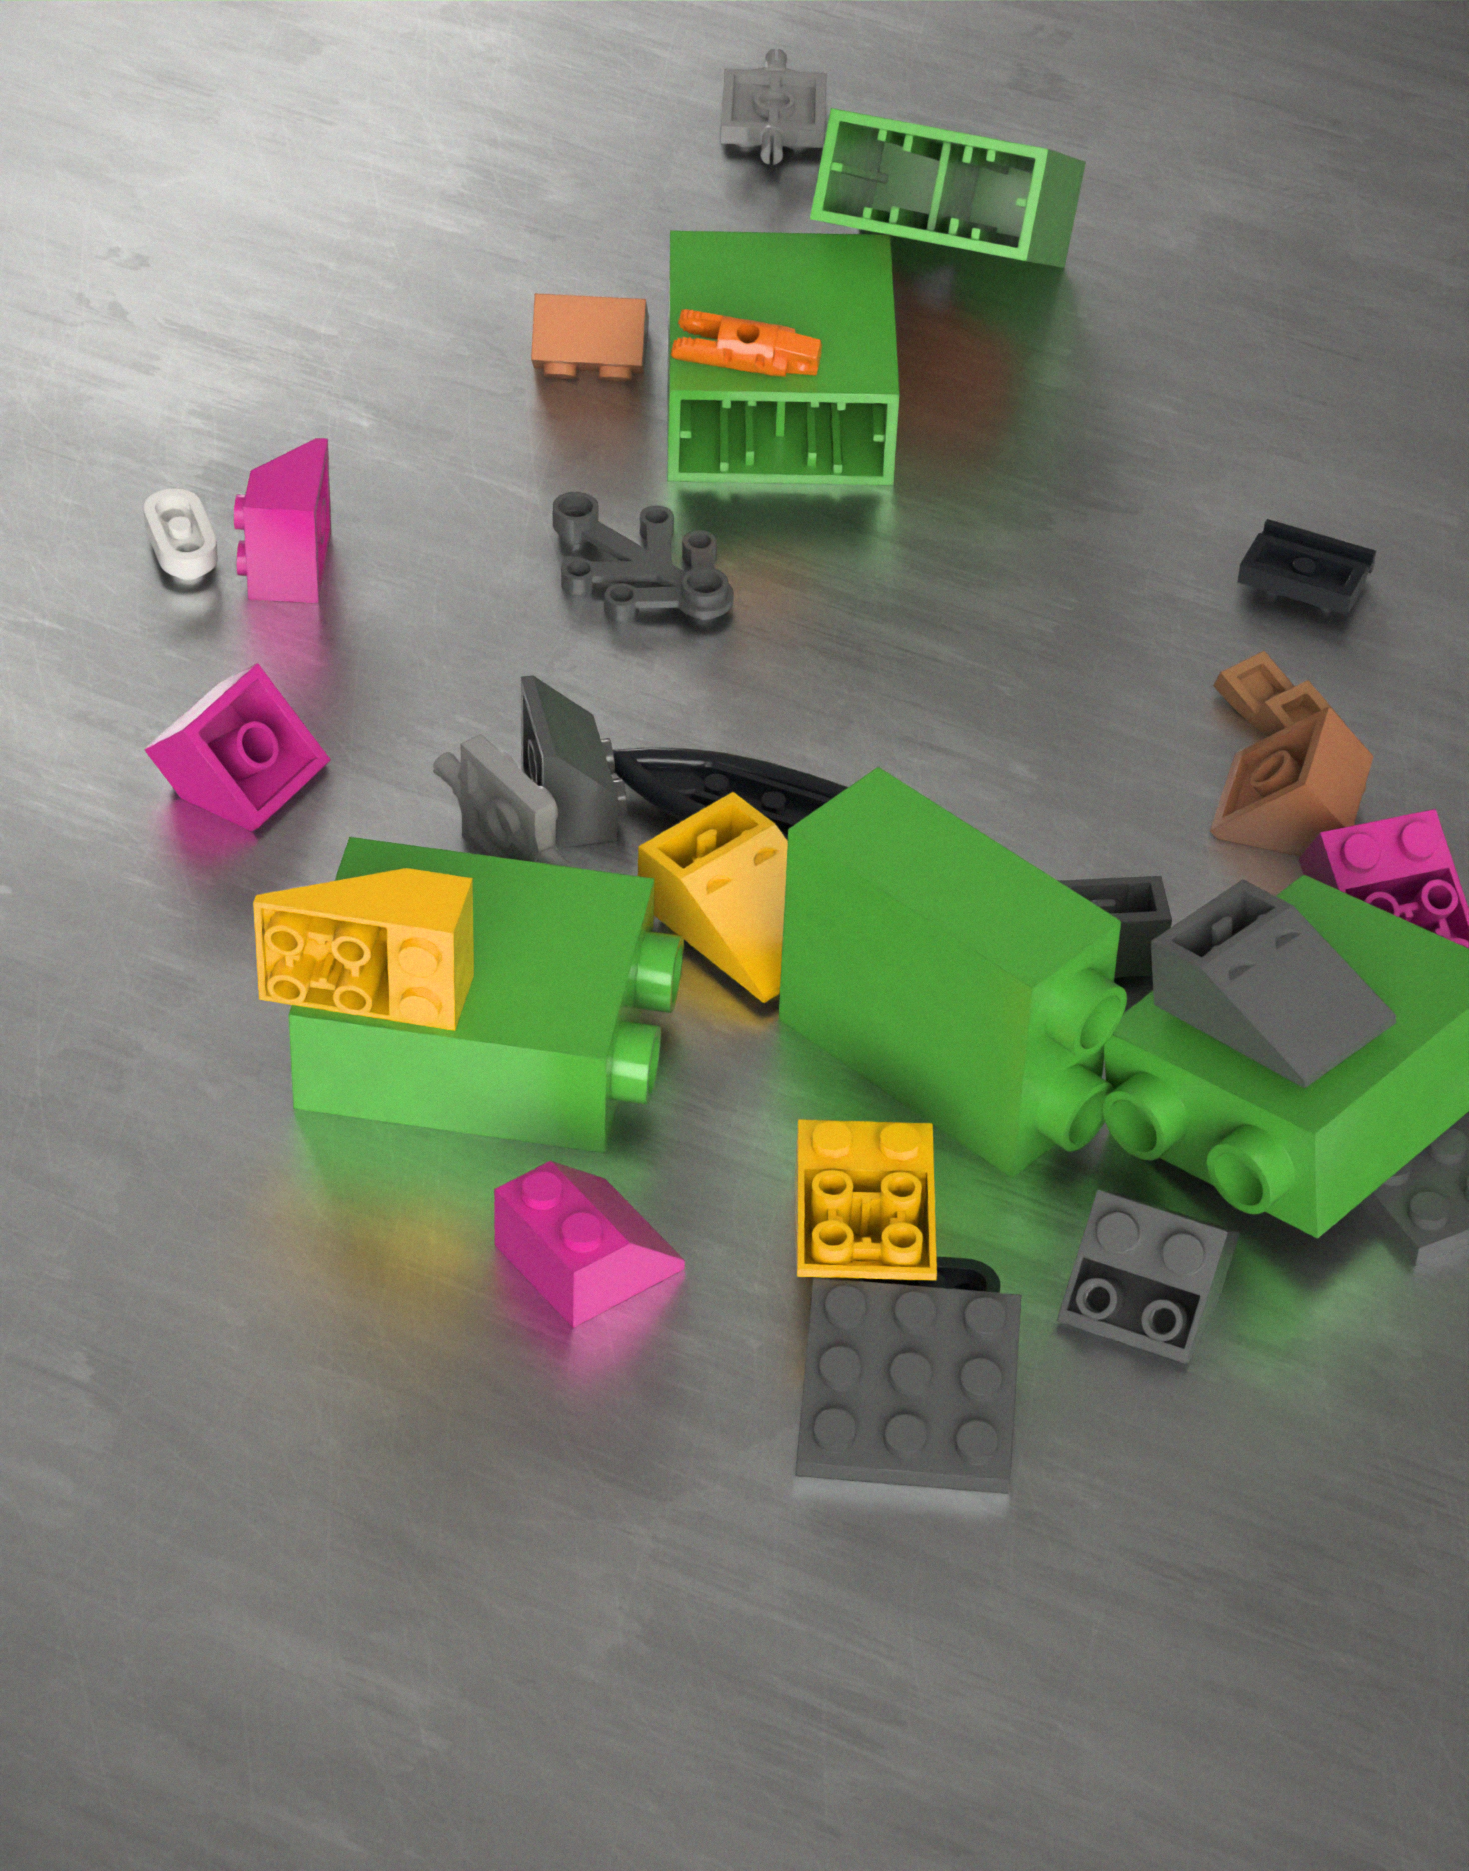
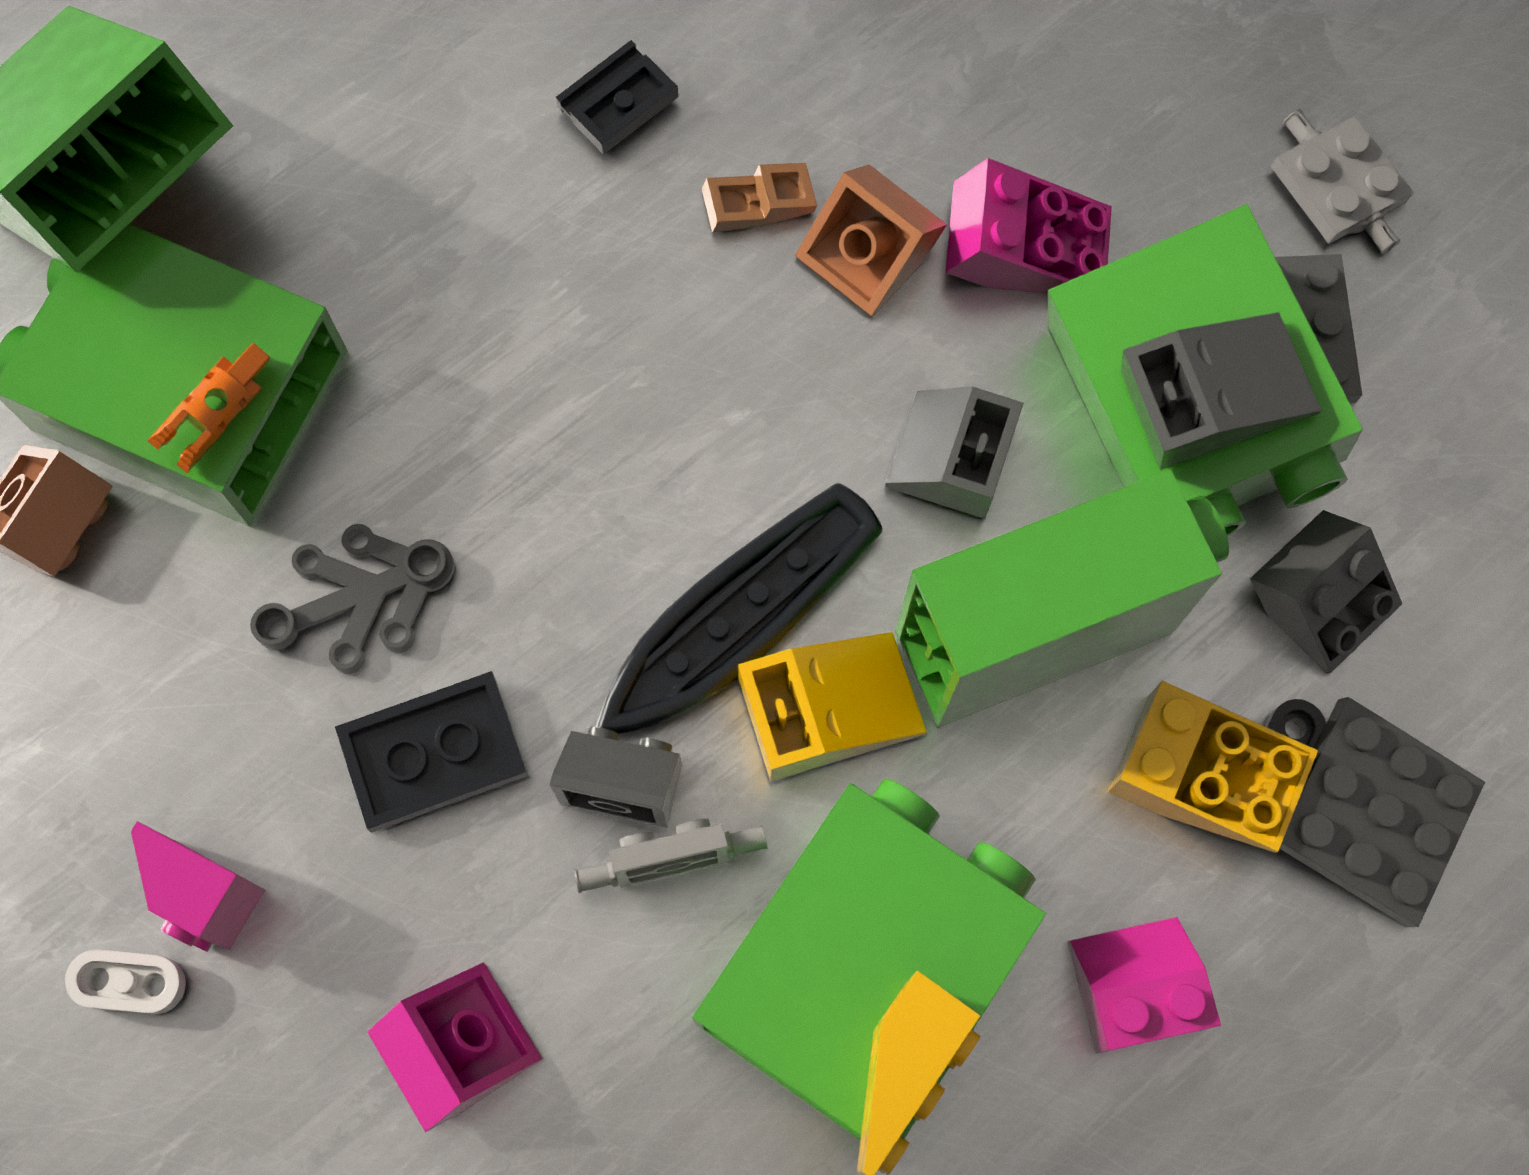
camera: 65 degrees left, 30 degrees up
(507, 635) = (431, 751): none -> black plate

